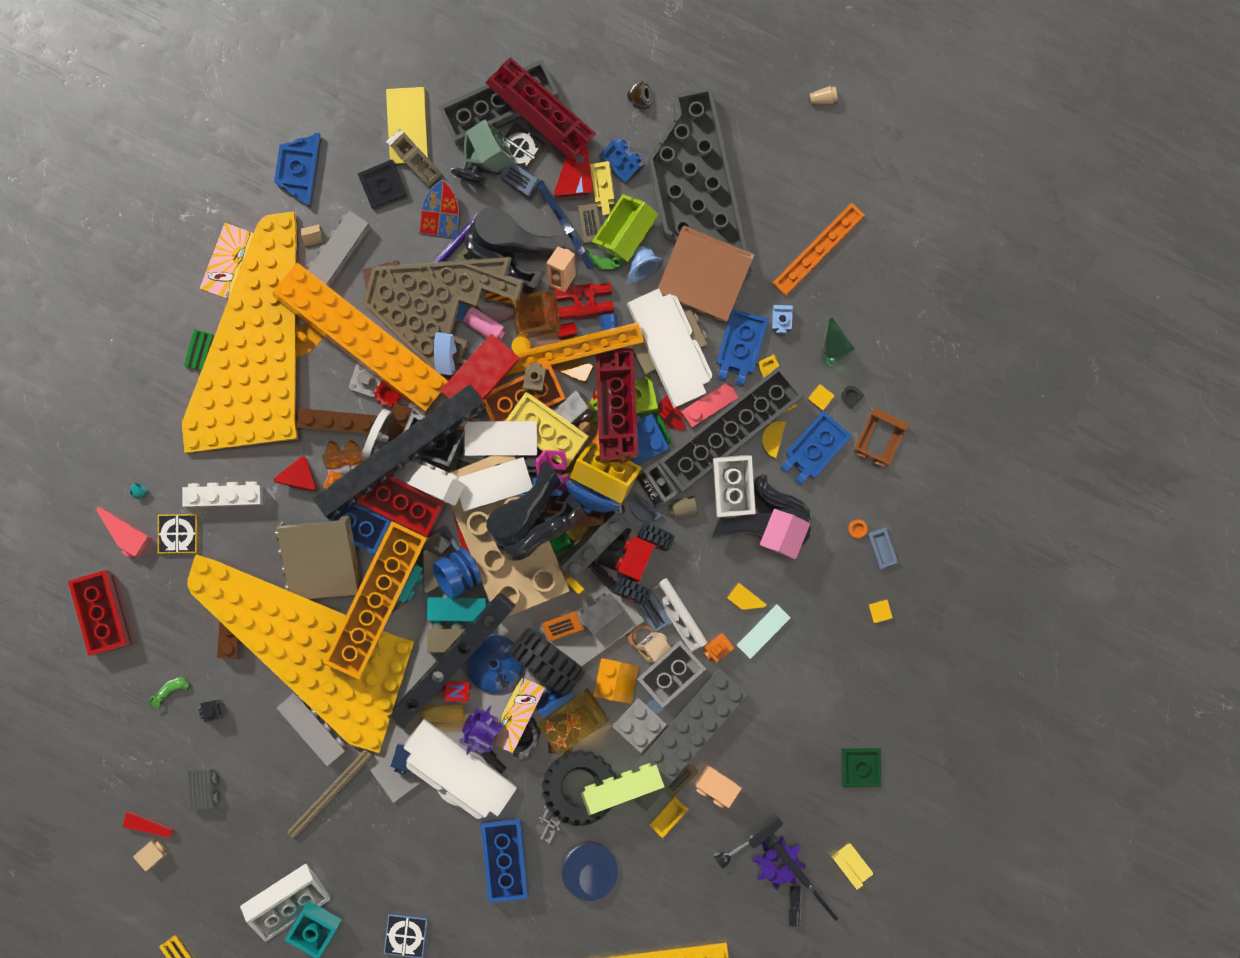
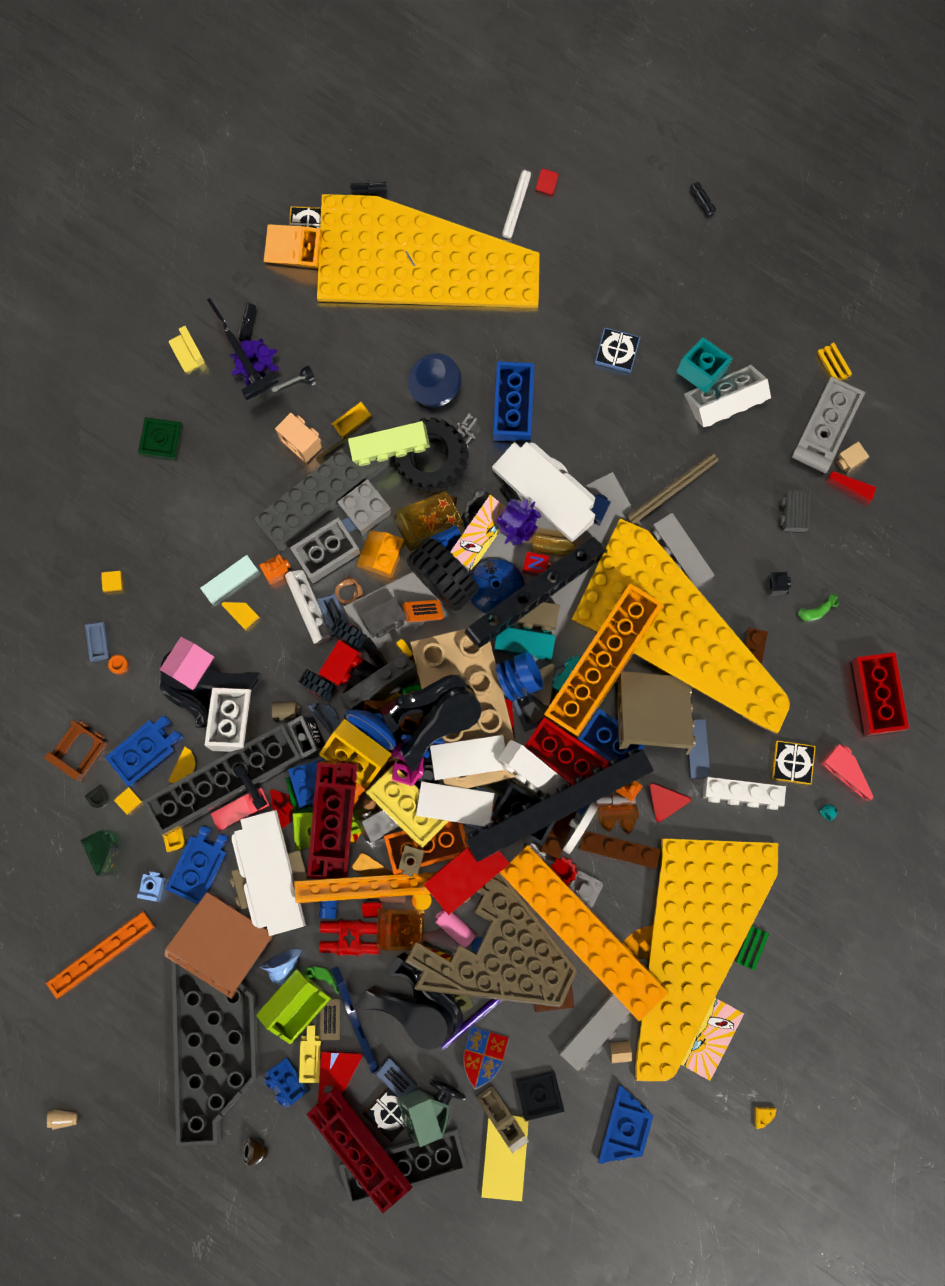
camera: 170 degrees left, 5 degrees down
(170, 198) = (764, 1116): none -> yellow tile
(174, 894) = (832, 418): none -> light grey hinge
(270, 520) = (699, 756): none -> sand blue tile
(443, 350) = (500, 903): light blue slope -> none
(561, 269) = (366, 972): light nougat brick -> none
(653, 646) = (338, 578): tan brick -> none
(691, 412) = (241, 772): none -> black bar

